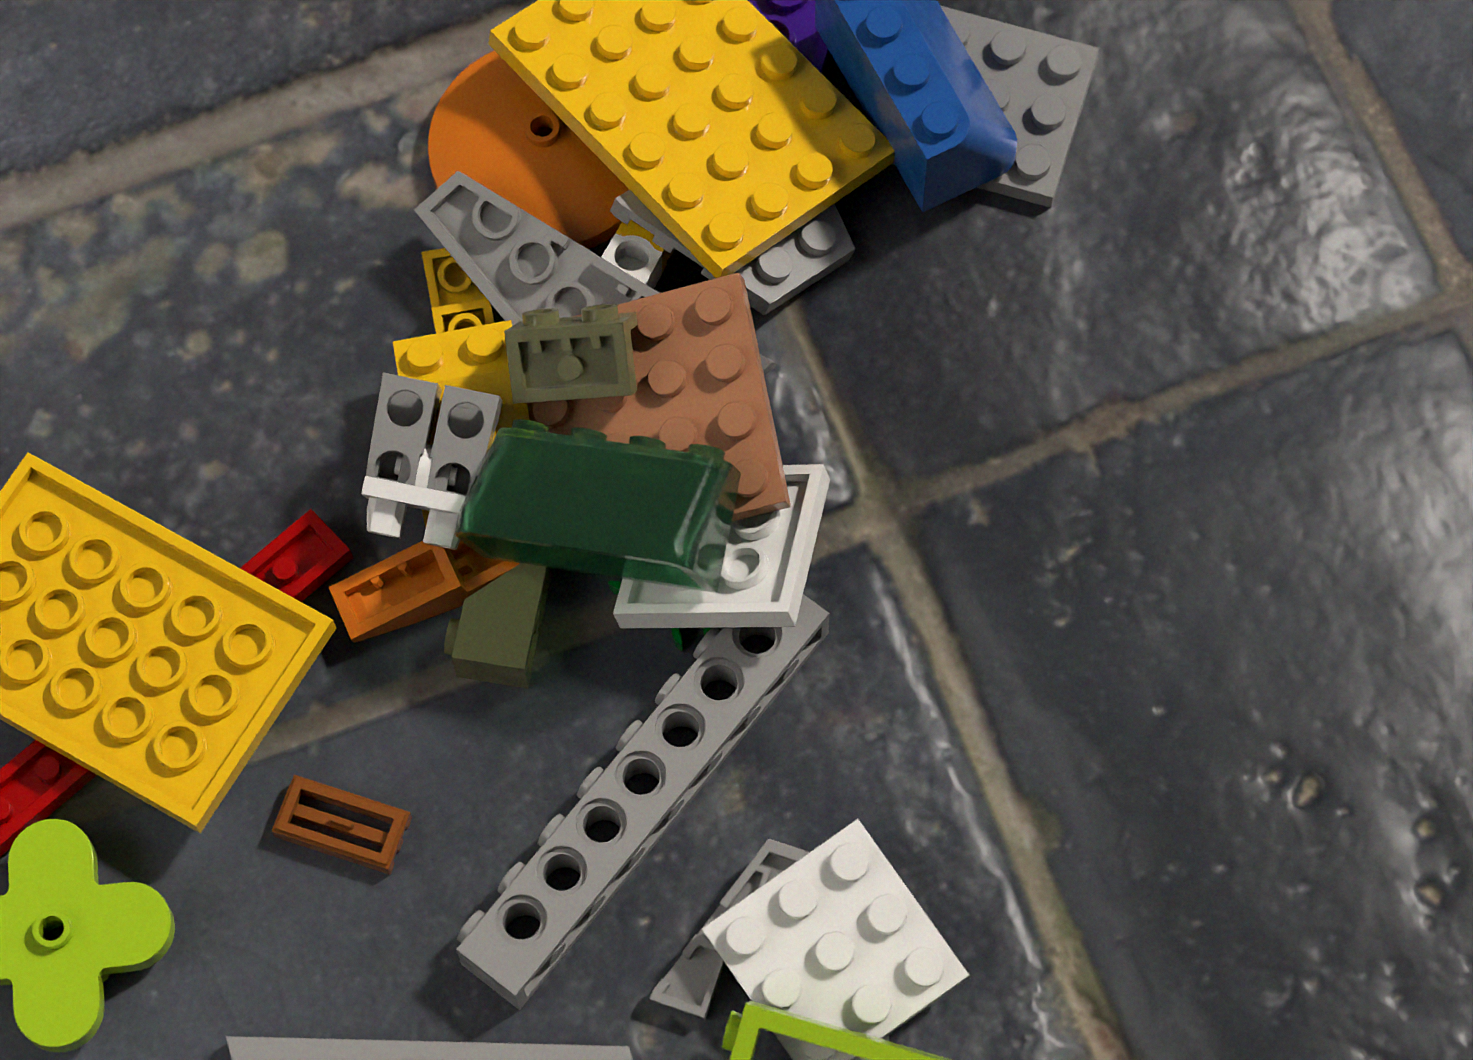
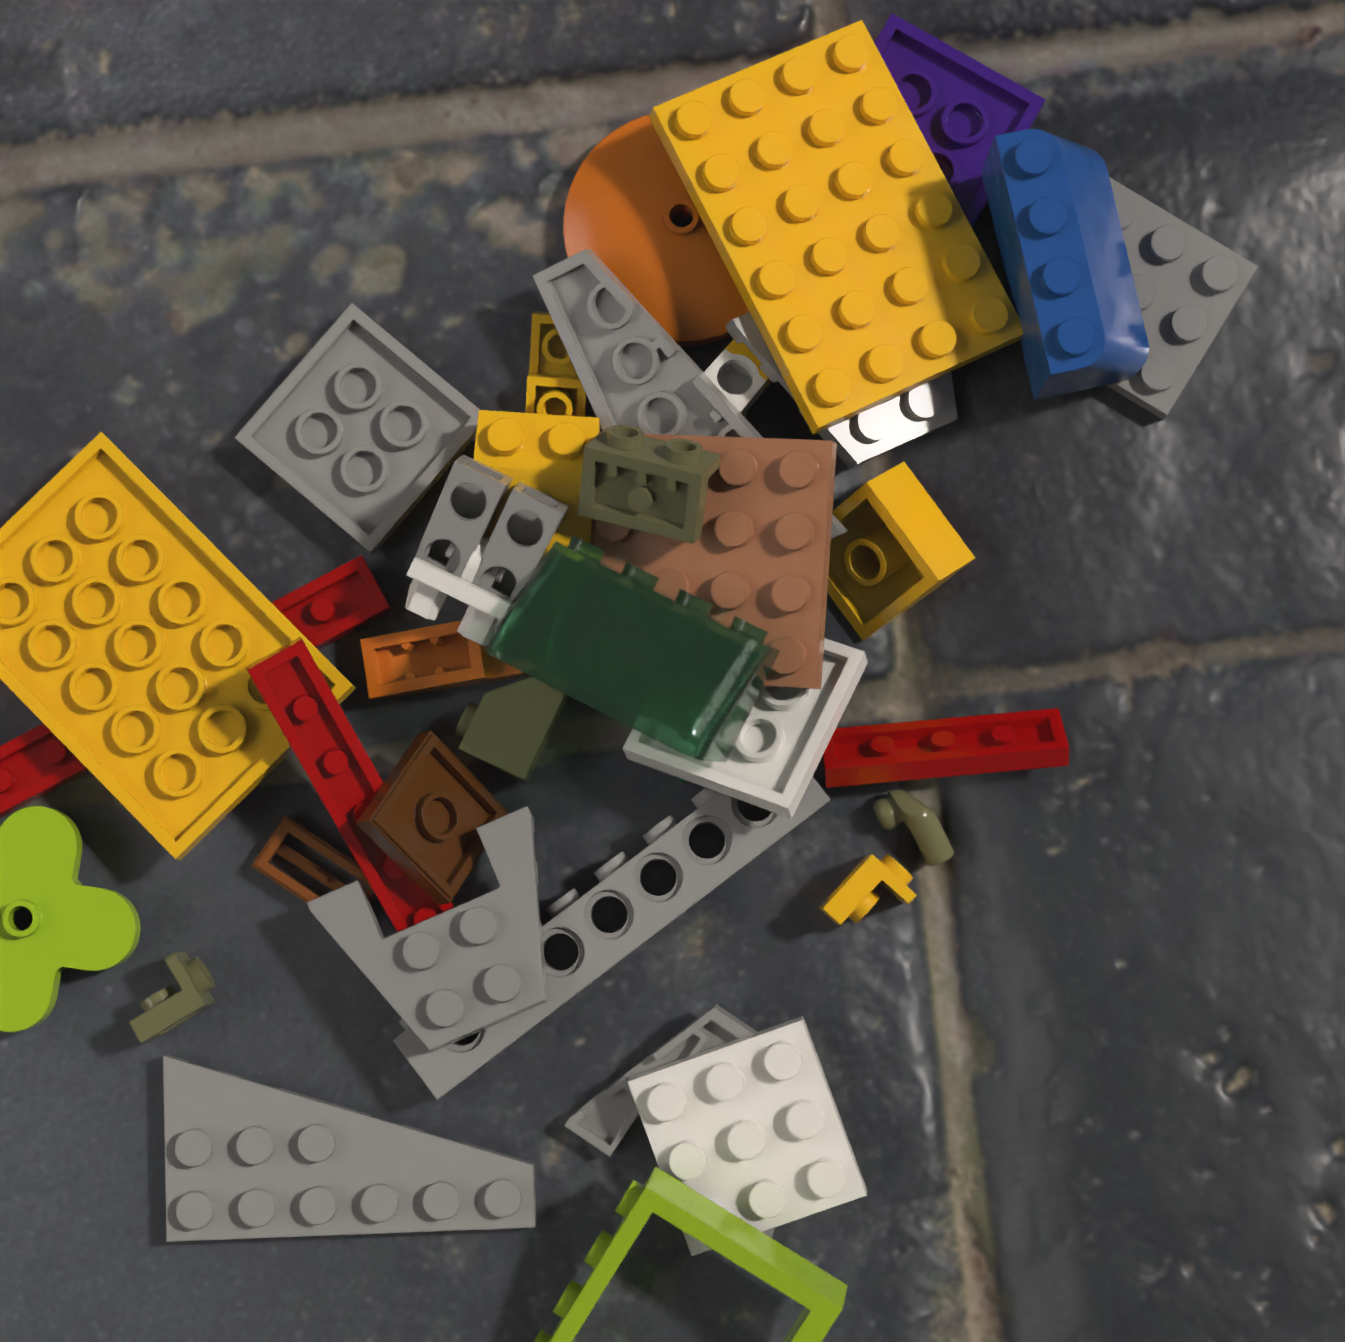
camera: 15 degrees right, 15 degrees up
(224, 987) = (170, 1009): none -> olive bracket
(280, 398) = (361, 428): none -> light grey plate
(374, 736) = (337, 770): none -> red plate
(443, 726) = (430, 817): none -> reddish brown tile
(508, 855) = (461, 965): none -> light grey wing
(825, 380) = (893, 550): none -> yellow slope
(880, 704) = (856, 895): none -> yellow bracket
(918, 618) = (920, 820): none -> olive arm
(925, 546) = (945, 747): none -> red plate

